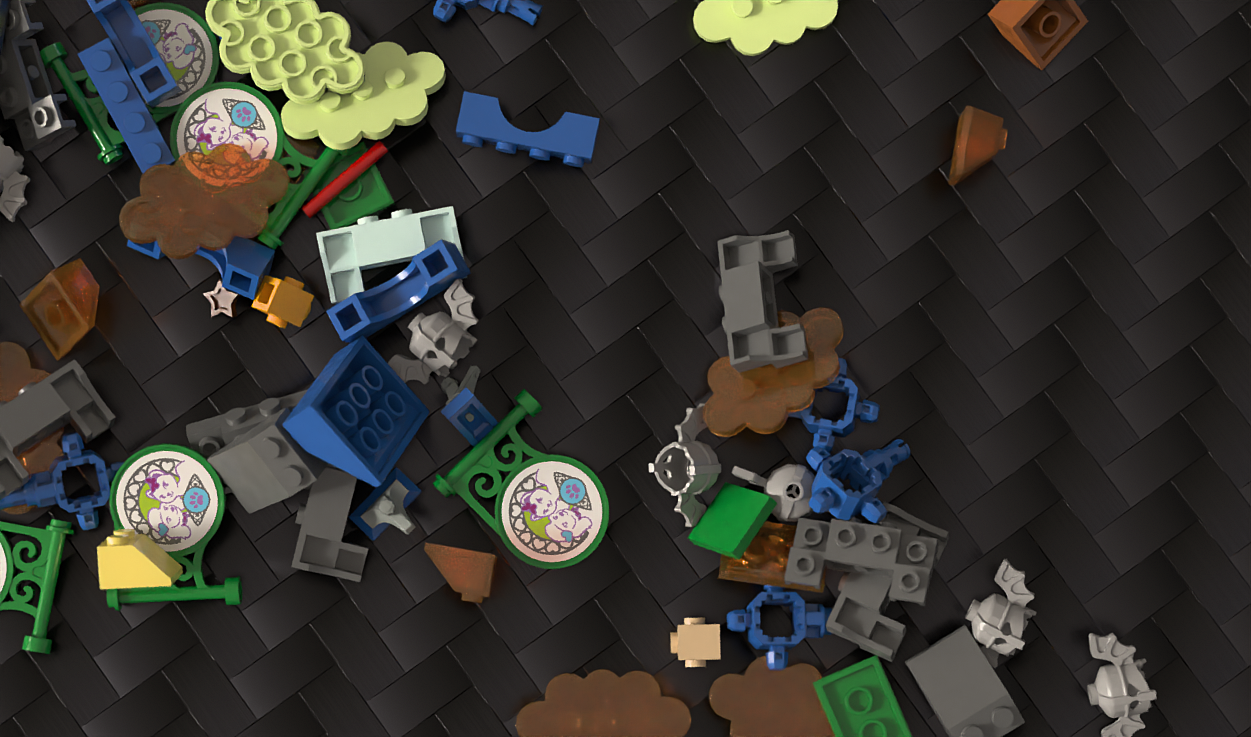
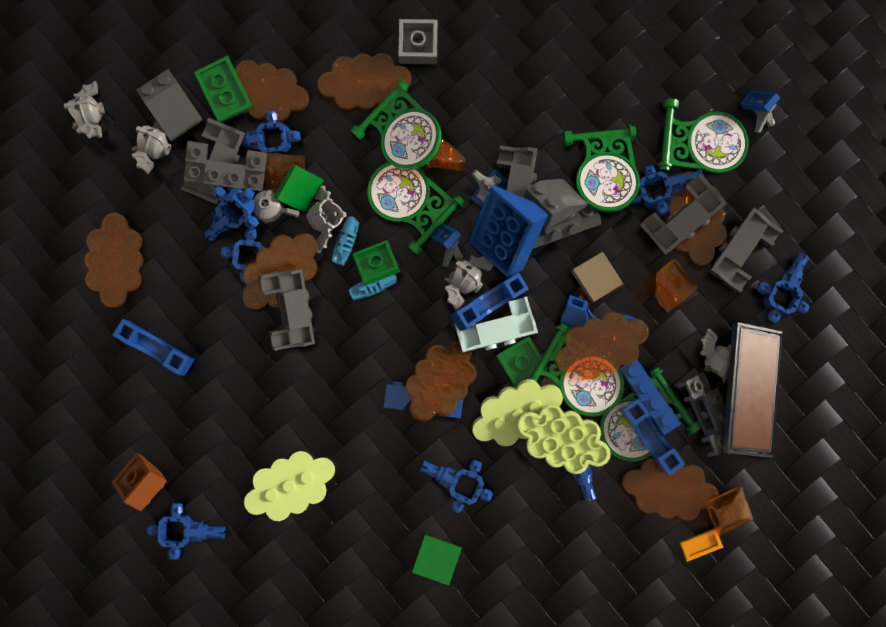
camera: 175 degrees right, 0 degrees up
(134, 562) = (622, 143): light yellow slope -> none
(201, 330) = (597, 277): none -> dark tan tile
(283, 301) = (553, 295): light orange brick -> none
(344, 179) = (524, 365): red bar -> none
(495, 156) = (440, 381): none -> clear orange plate
(521, 601) = (409, 136): none -> piece
(599, 379) = (376, 263): none -> green tile
(609, 338) = (360, 291): none -> dark azure hinge
(653, 422) = (345, 241): none -> dark azure hinge
(696, 642) = (316, 125): tan brick -> none
(976, 142) = (172, 405): clear orange slope -> none
(987, 239) = (153, 346): none -> blue arch
(1076, 413) = (113, 260): none -> clear orange plate

